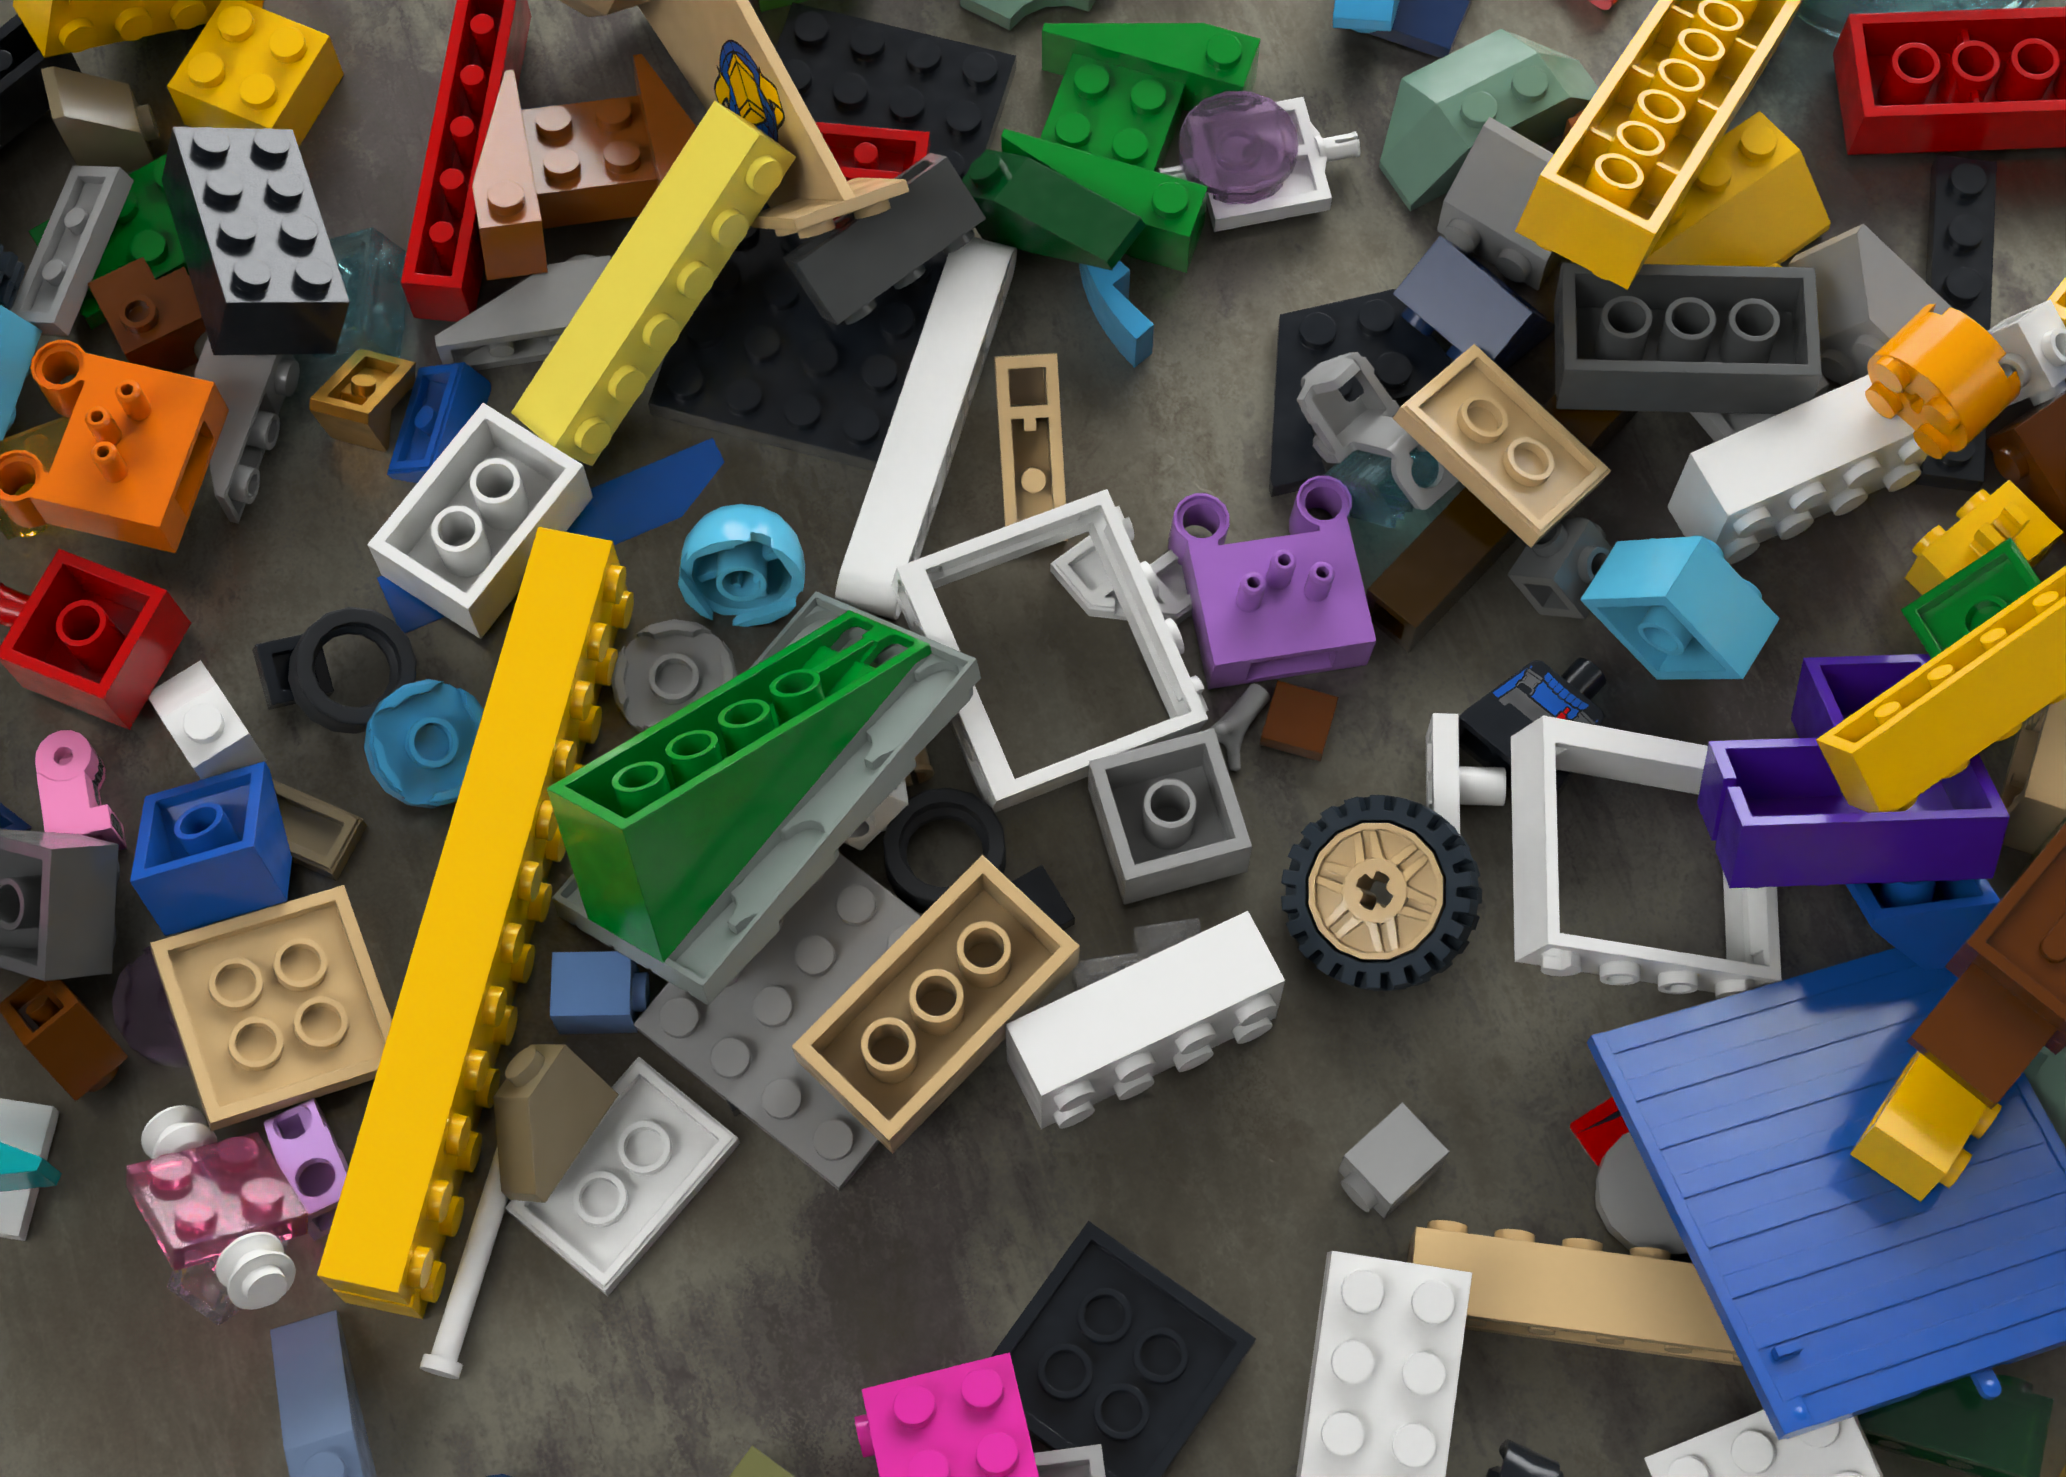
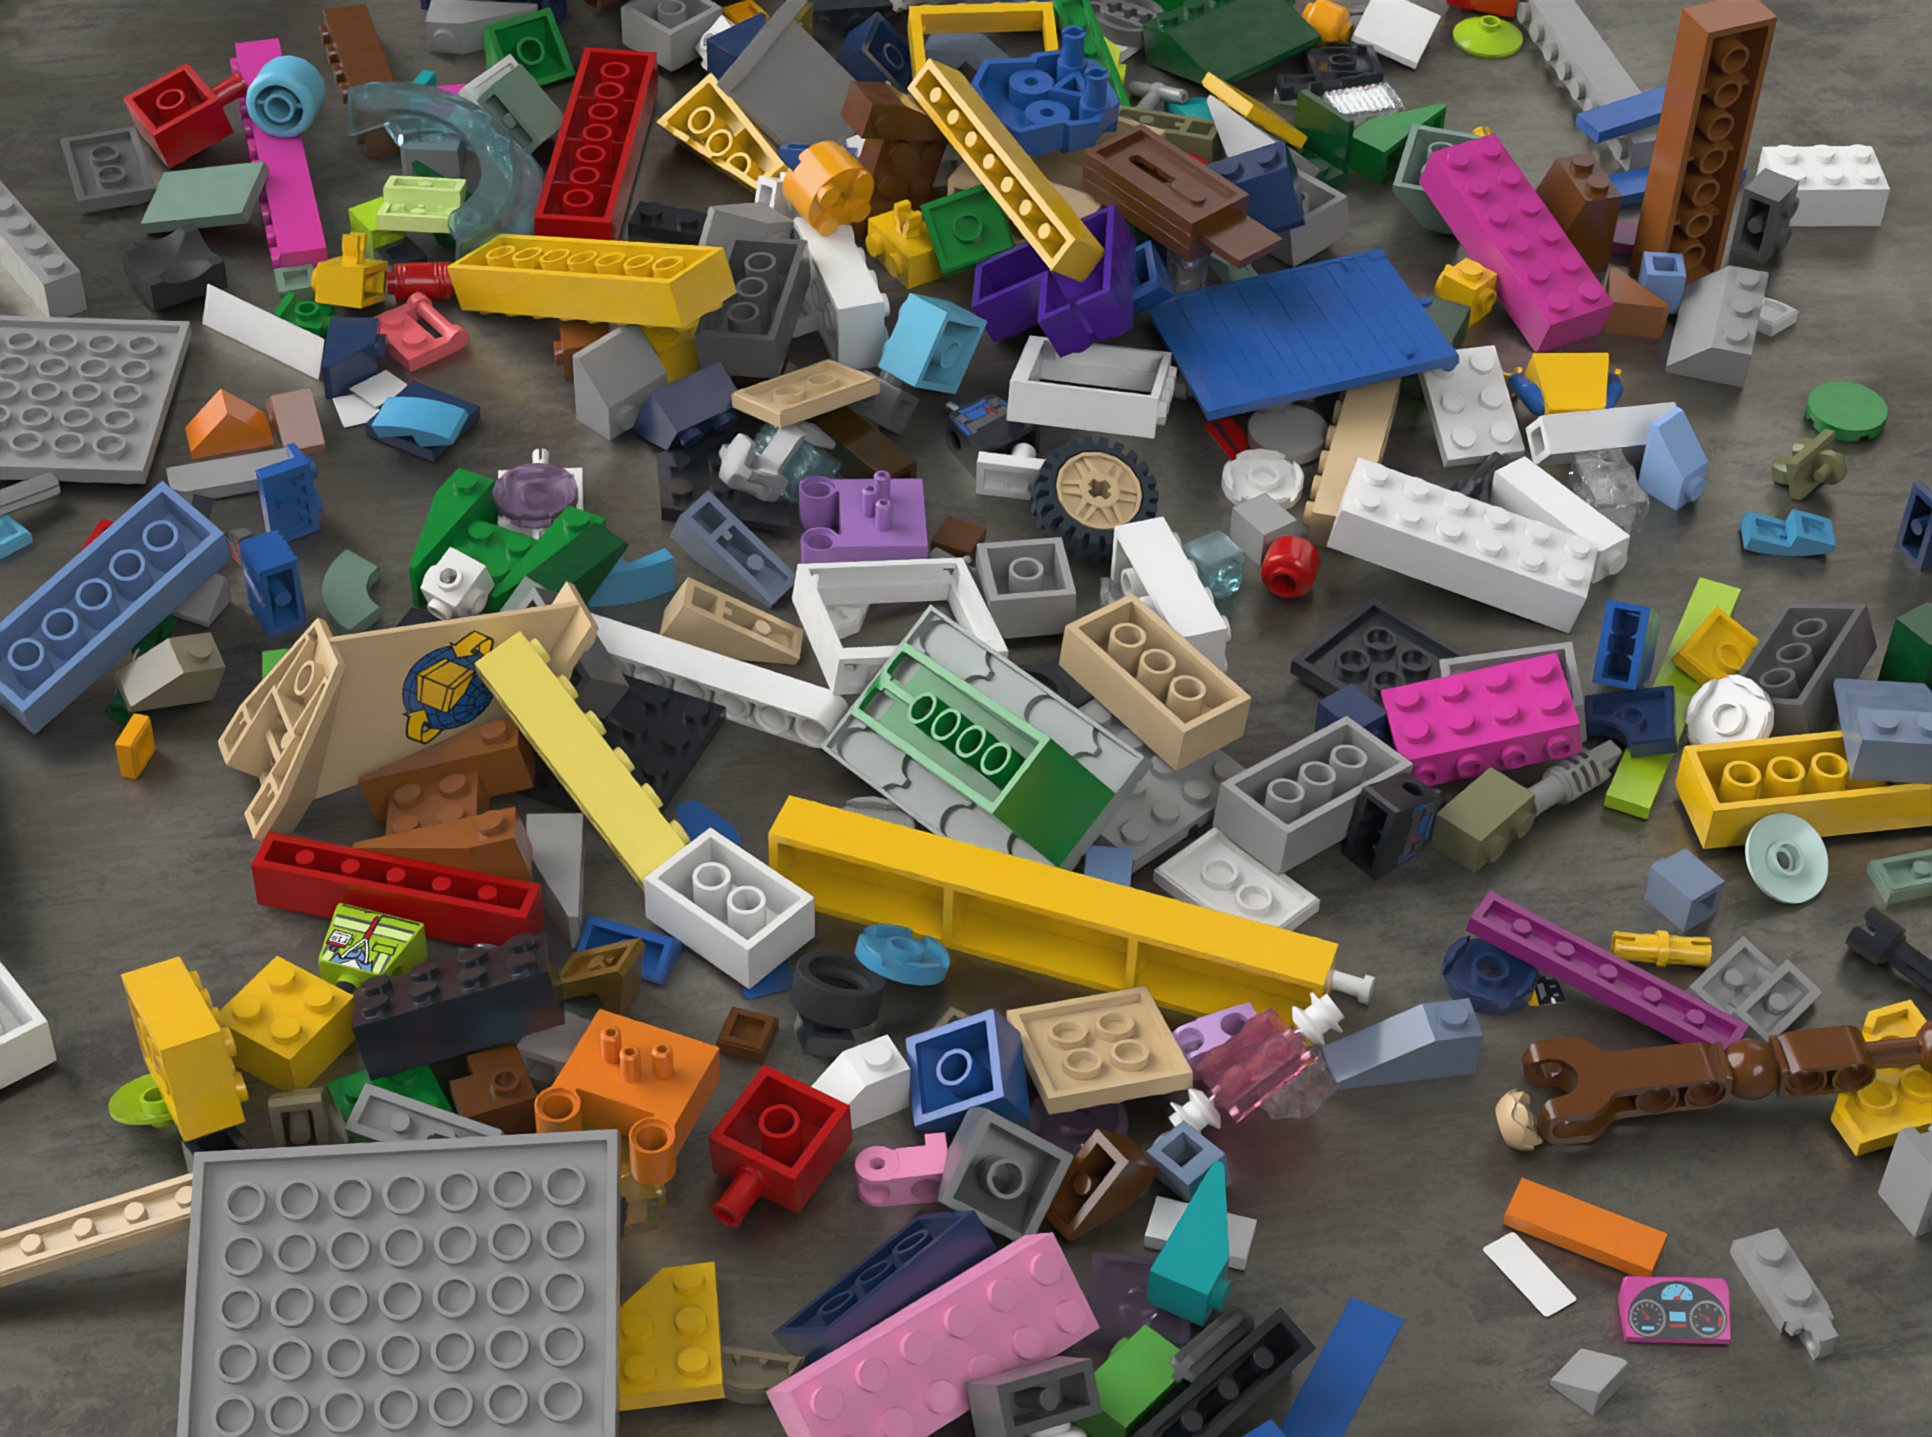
camera: 85 degrees left, 25 degrees down
(92, 1137) = (1185, 1159): none -> sand blue brick
(305, 585) = (747, 1035): none -> reddish brown tile
(374, 138) = (369, 945): none -> torso
(545, 1118) = (1207, 892): dark tan slope -> none
(728, 1367) = (1391, 823): none -> black torso
(742, 565) = (792, 766): medium azure cylinder -> none
(770, 1259) = (1304, 794): none -> light grey brick
(965, 1318) = (1354, 704): none -> dark blue brick
(1016, 87) = (456, 586): none -> white brick
(1189, 419) = (731, 550): none -> sand blue slope
(1287, 1085) = (1217, 562): none -> clear light blue brick
(1305, 1207) = (1290, 567): none -> red head
(1451, 99) = (536, 400): sand green wedge -> none
(1534, 1159) = (1262, 472): none -> white tile
(1923, 1129) = (1269, 296): yellow brick -> none

